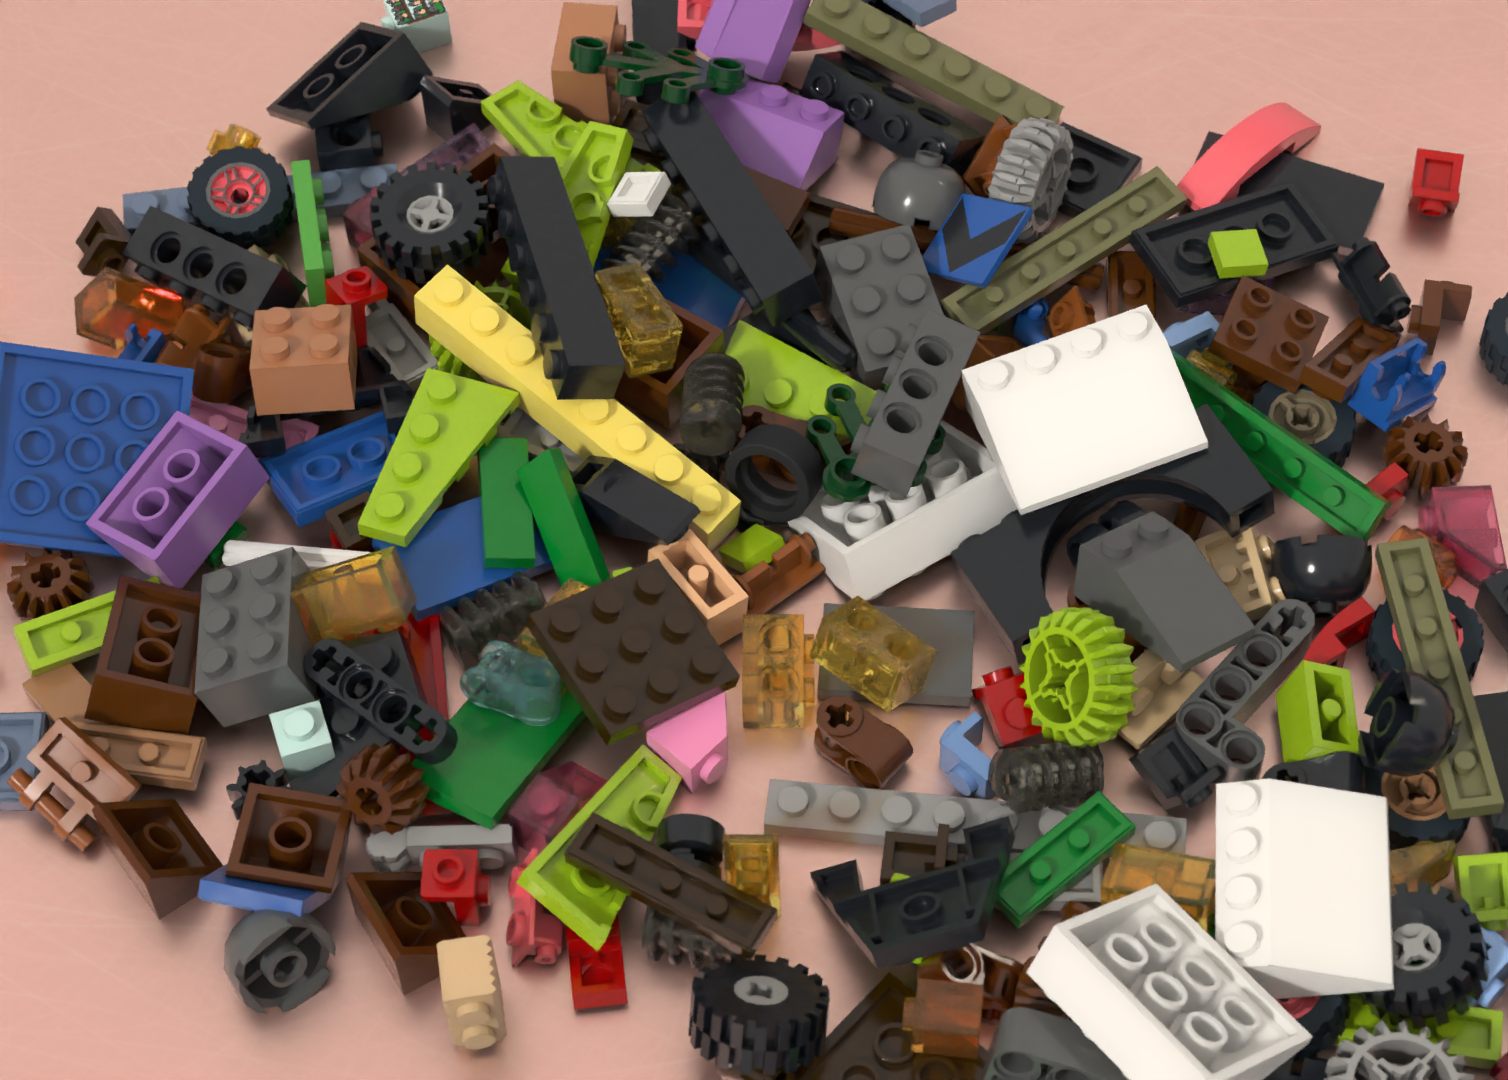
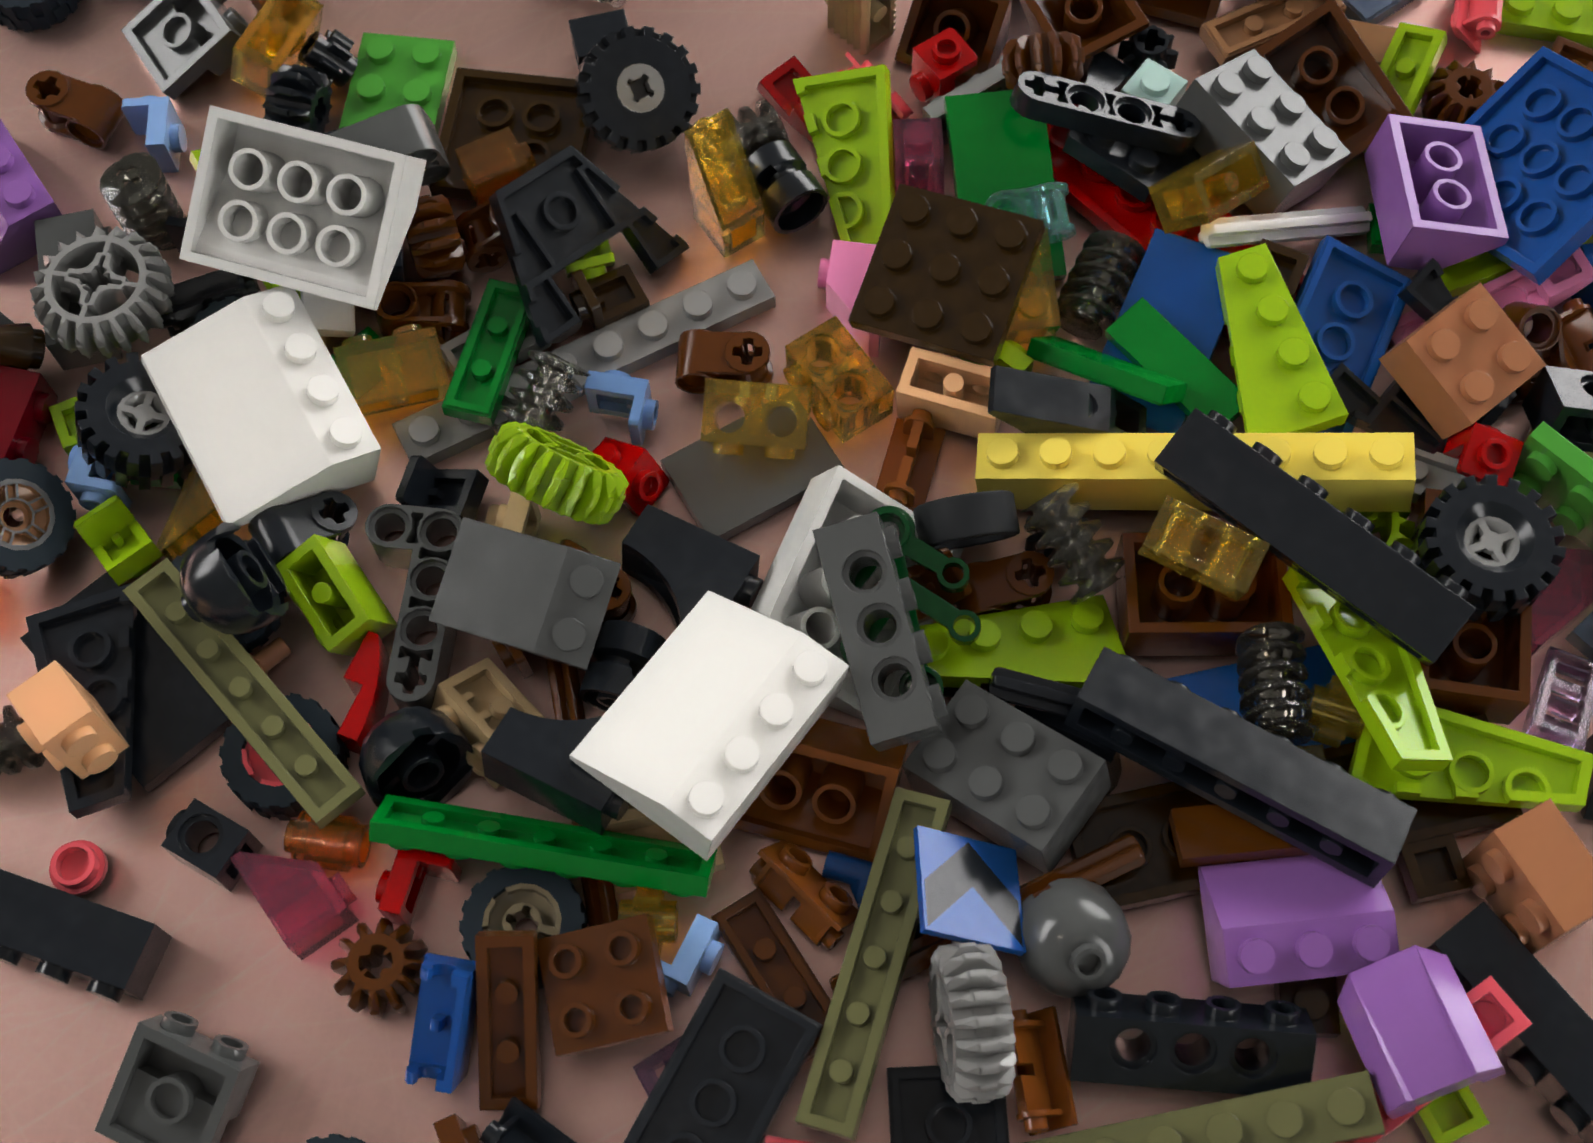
camera: 145 degrees right, 10 degrees up
(638, 194) = (1327, 705): white tile -> none
(649, 66) = (1436, 868): dark green plant -> none
(671, 886) = (784, 123): dark brown tile -> none
(751, 548) = (941, 473): lime tile -> none
(1237, 253) = (691, 1064): lime tile -> none

